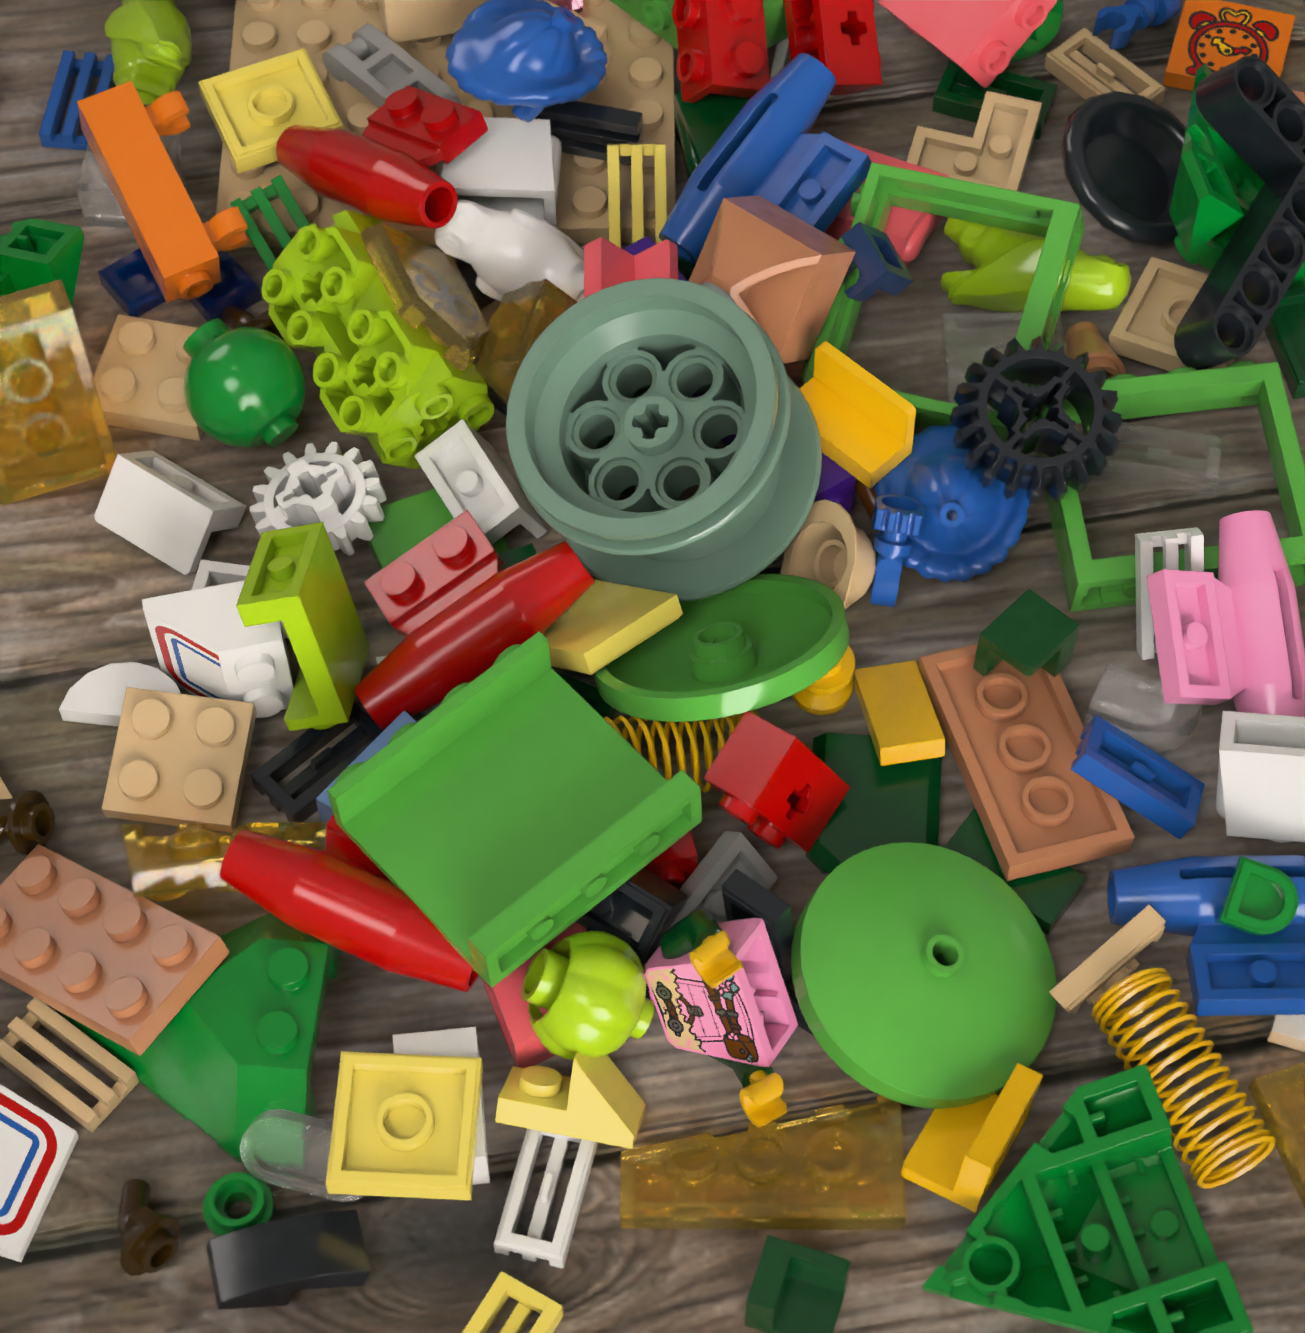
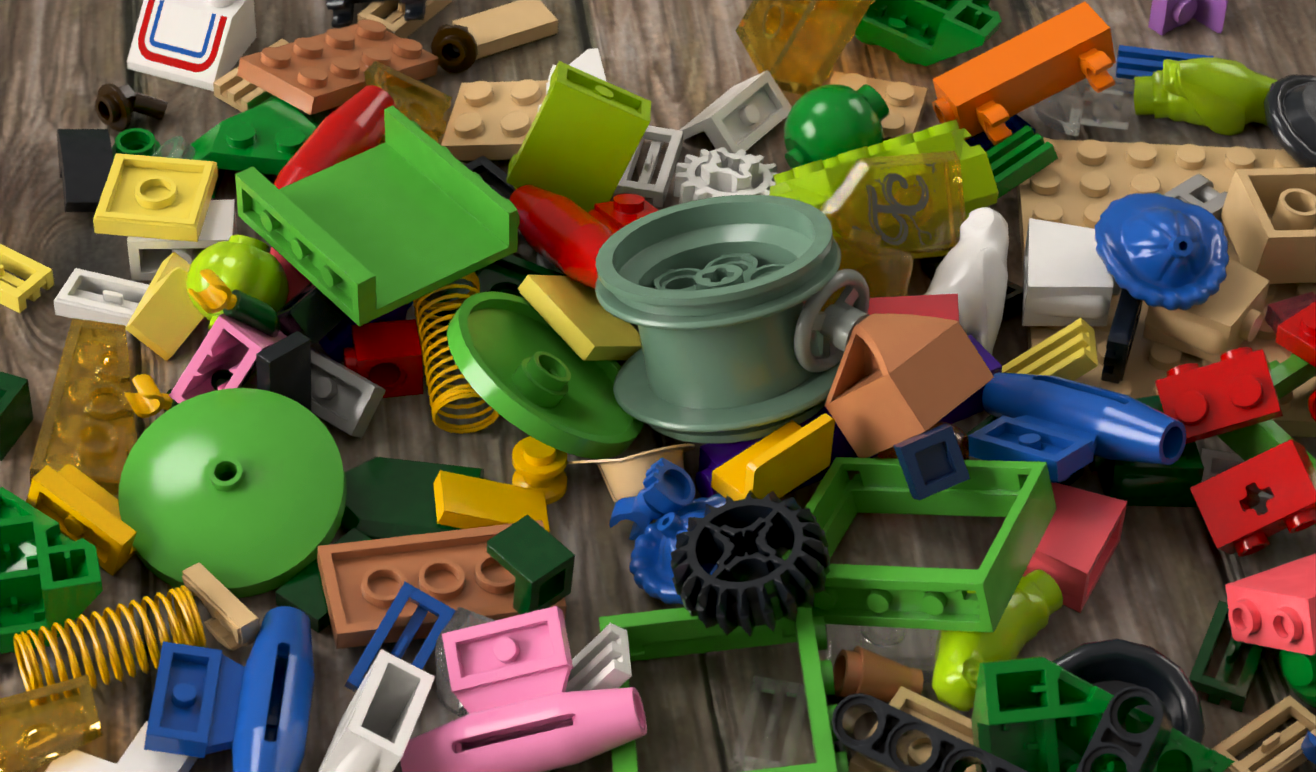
camera: 90 degrees right, 15 degrees down
(262, 101) = (1141, 154): light yellow tile -> none
(388, 164) = (1049, 173): red plate -> none
(775, 784) = (409, 400): red brick -> none
(996, 151) = (1129, 612): tan plate -> none
(1258, 899) = (249, 687): green tile -> none

